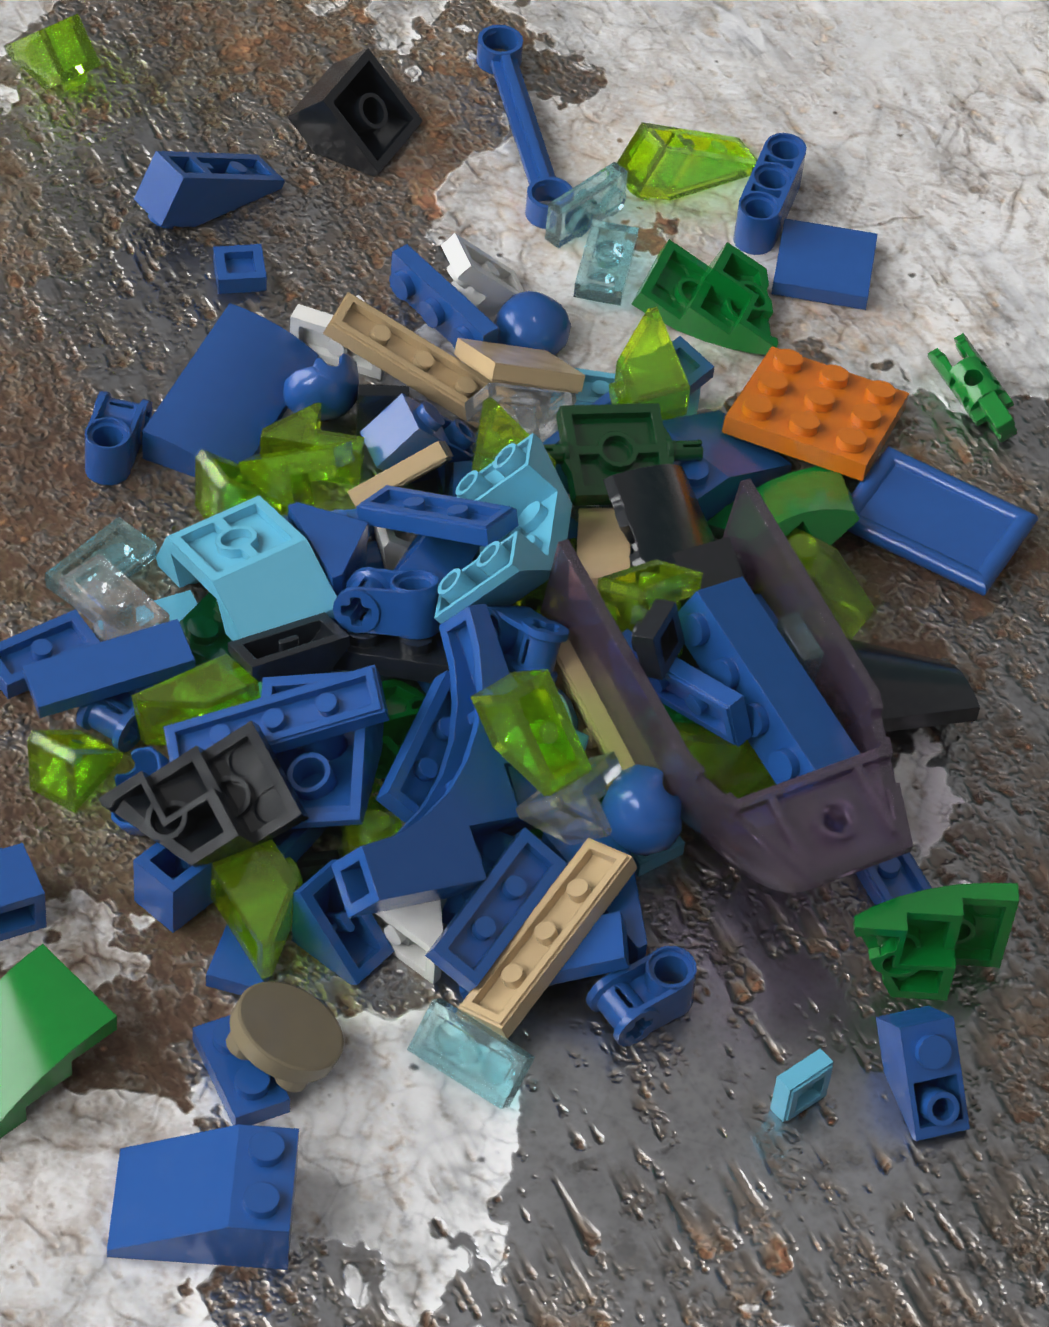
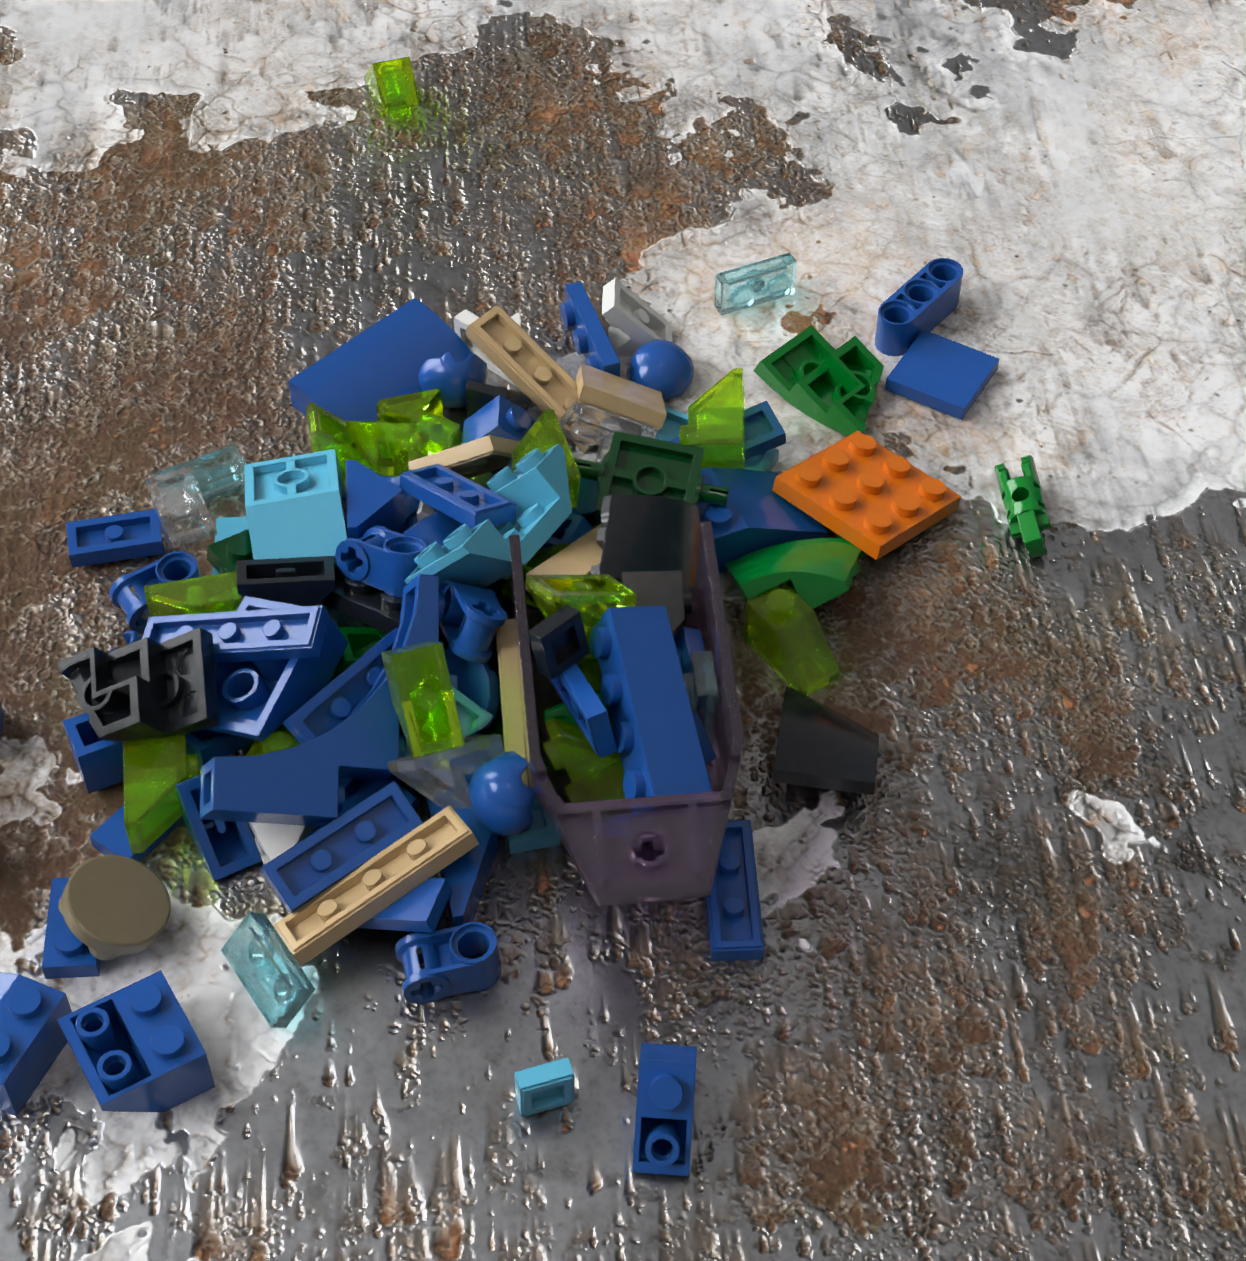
camera: 25 degrees right, 0 degrees up
(68, 765) = (81, 624): clear neon green slope -> none
(108, 668) = (141, 559): blue tile -> none
(114, 438) = (265, 384): blue piece -> none
(201, 186) = (447, 206): blue slope -> none
(239, 268) = (448, 276): blue tile -> none
(356, 115) = (603, 178): black slope -> none
(396, 1158) = (138, 1049): none -> blue slope
(521, 117) = (747, 167): blue piece -> none
(606, 262) = (749, 333): clear light blue plate -> none
(681, 162) = (852, 265): clear neon green slope -> none
(930, 931) = (722, 978): green slope -> none
(938, 520) = (931, 611): blue piece -> none

